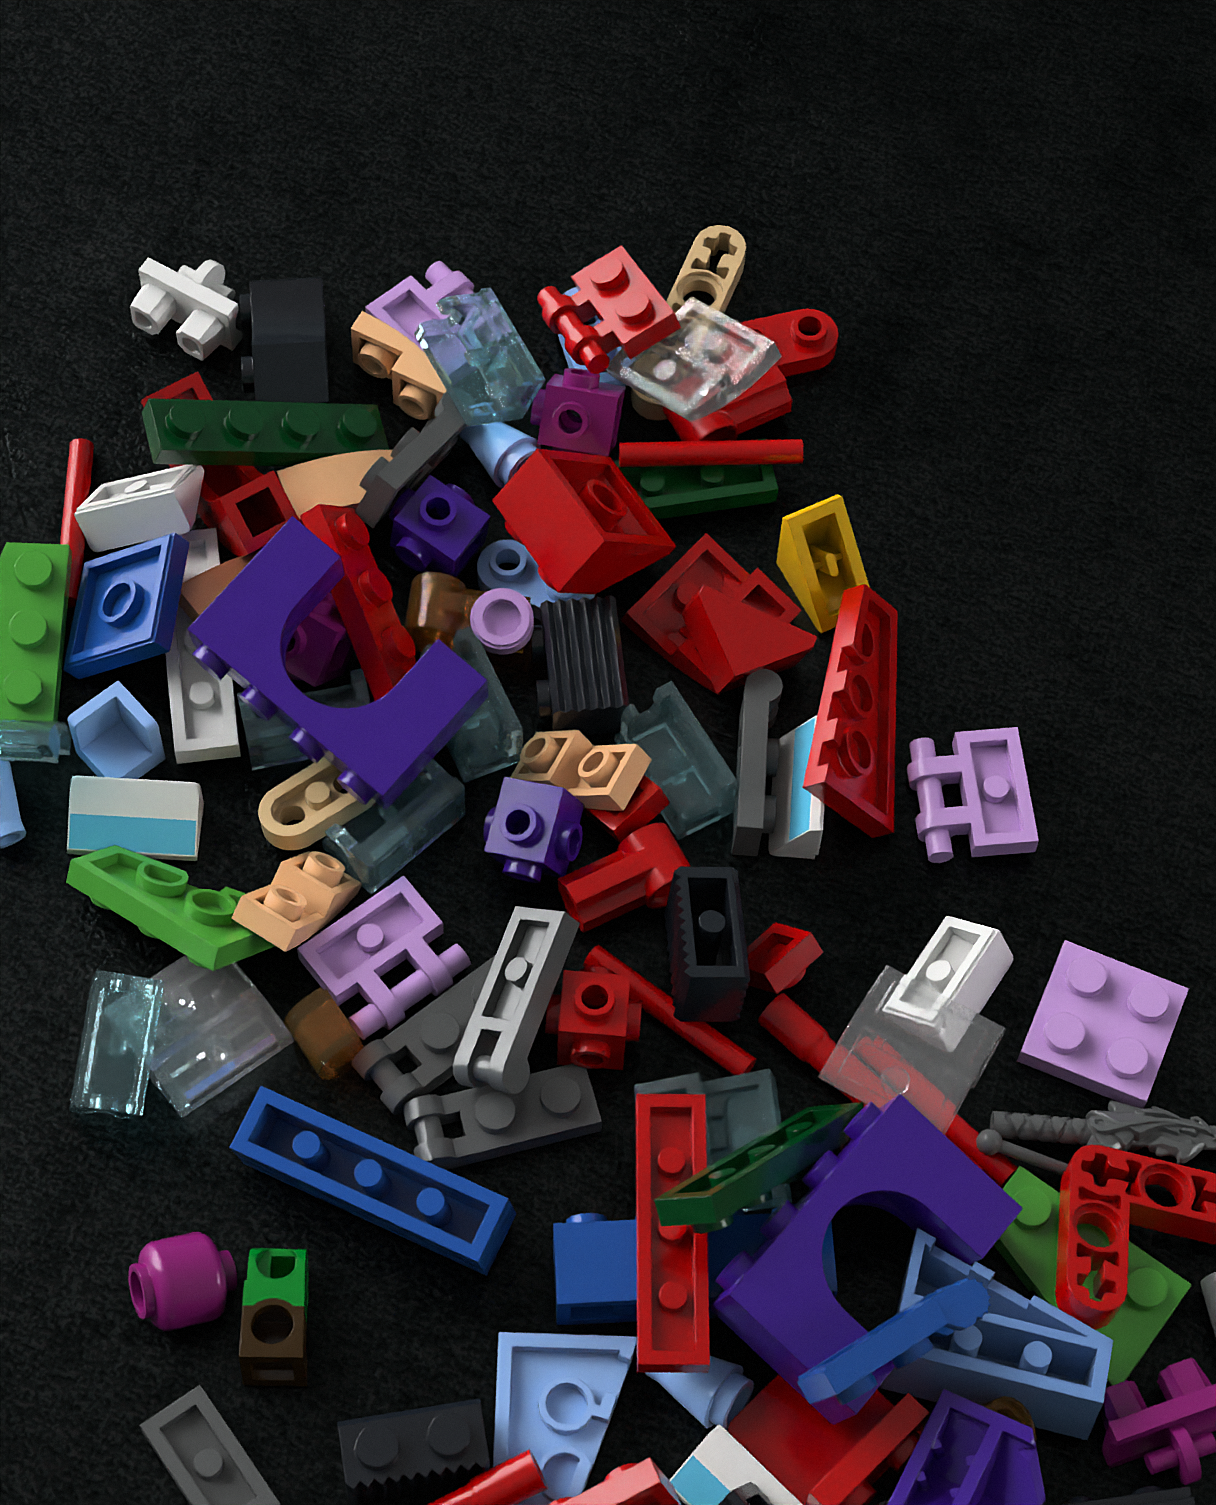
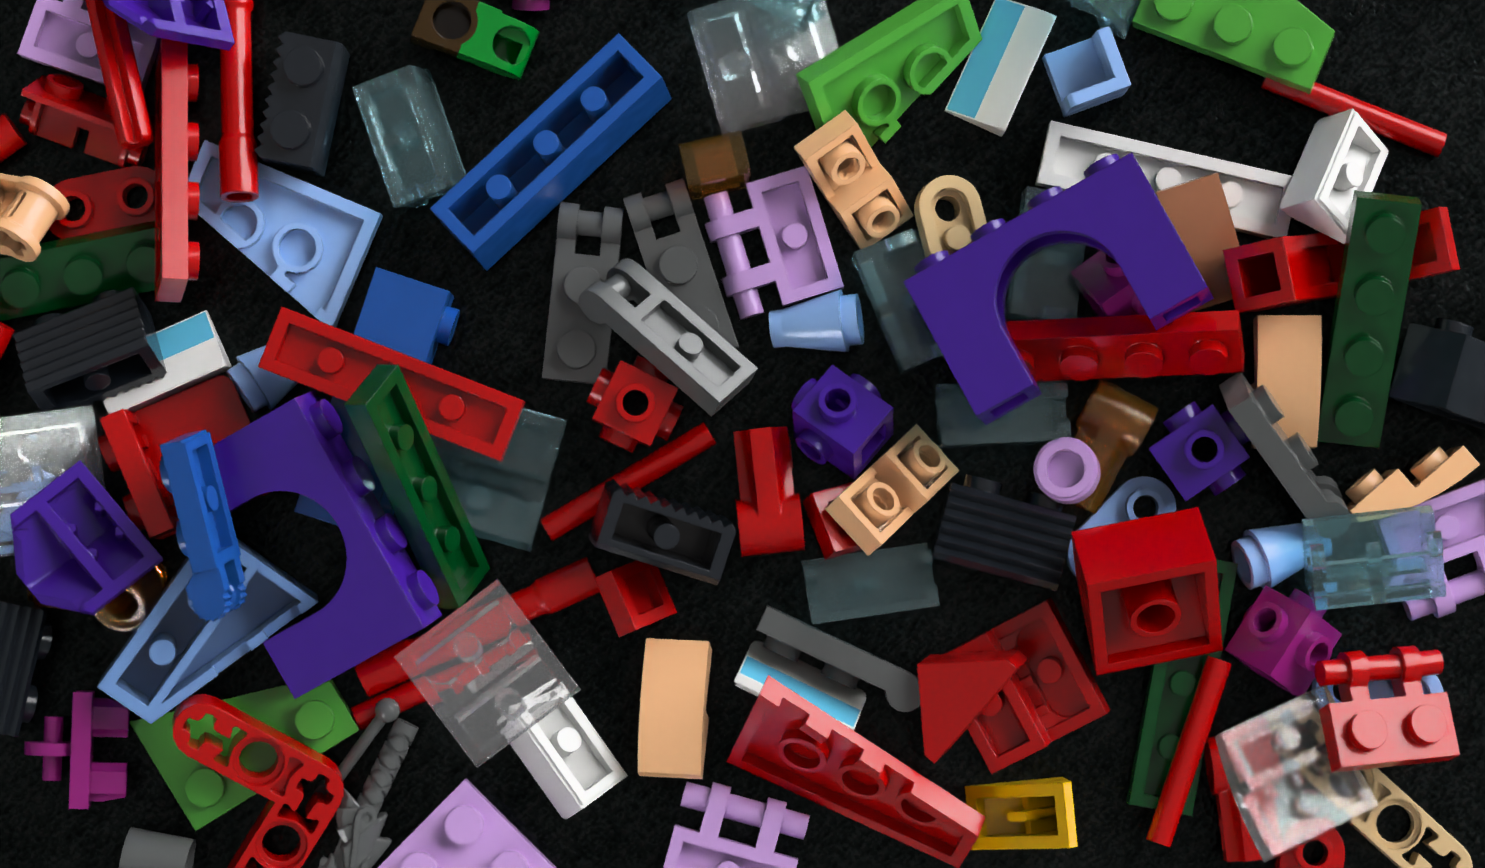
camera: 110 degrees right, 25 degrees up
(126, 606) = (1223, 124): blue tile -> none
(408, 1331) = (410, 135): none -> clear light blue hinge
(447, 887) = (820, 323): none -> light blue cone
(866, 887) = (674, 708): none -> light nougat slope

